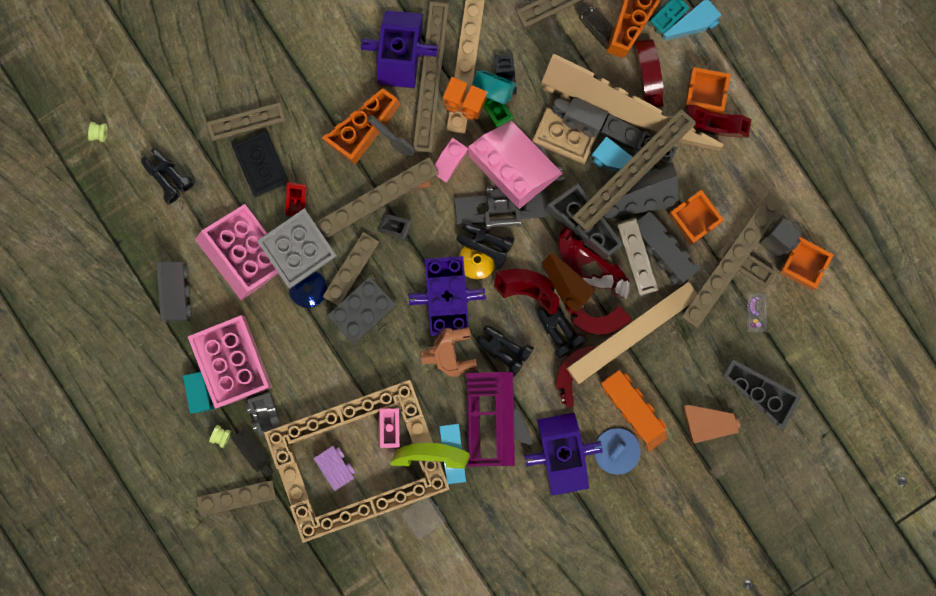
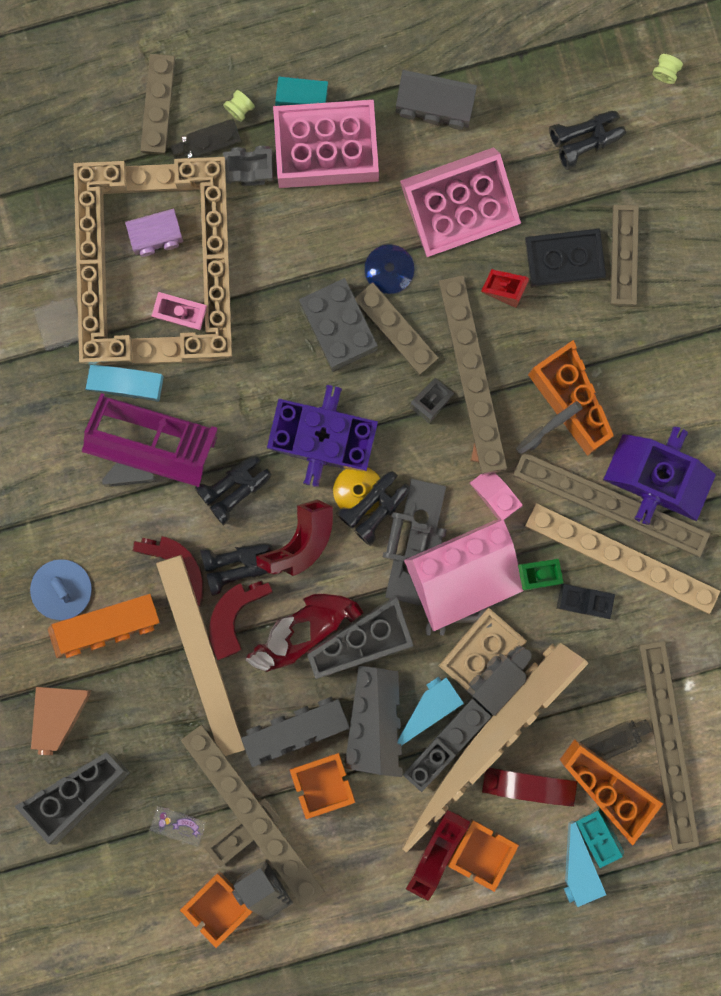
camera: 115 degrees right, 0 degrees up
(297, 248) = (442, 267): light grey plate -> none
(438, 452) = (131, 354): lime slope -> none
(444, 353) = (249, 410): nougat connector -> none
(473, 102) = (565, 537): orange piece -> none
(497, 88) = (574, 579): teal hinge -> none
(566, 474) = (104, 521): dark purple slope -> none
(568, 284) = (285, 592): reddish brown slope -> none
(633, 171) = (405, 722): dark tan plate -> none
(637, 256) = (296, 693): dark tan plate -> none

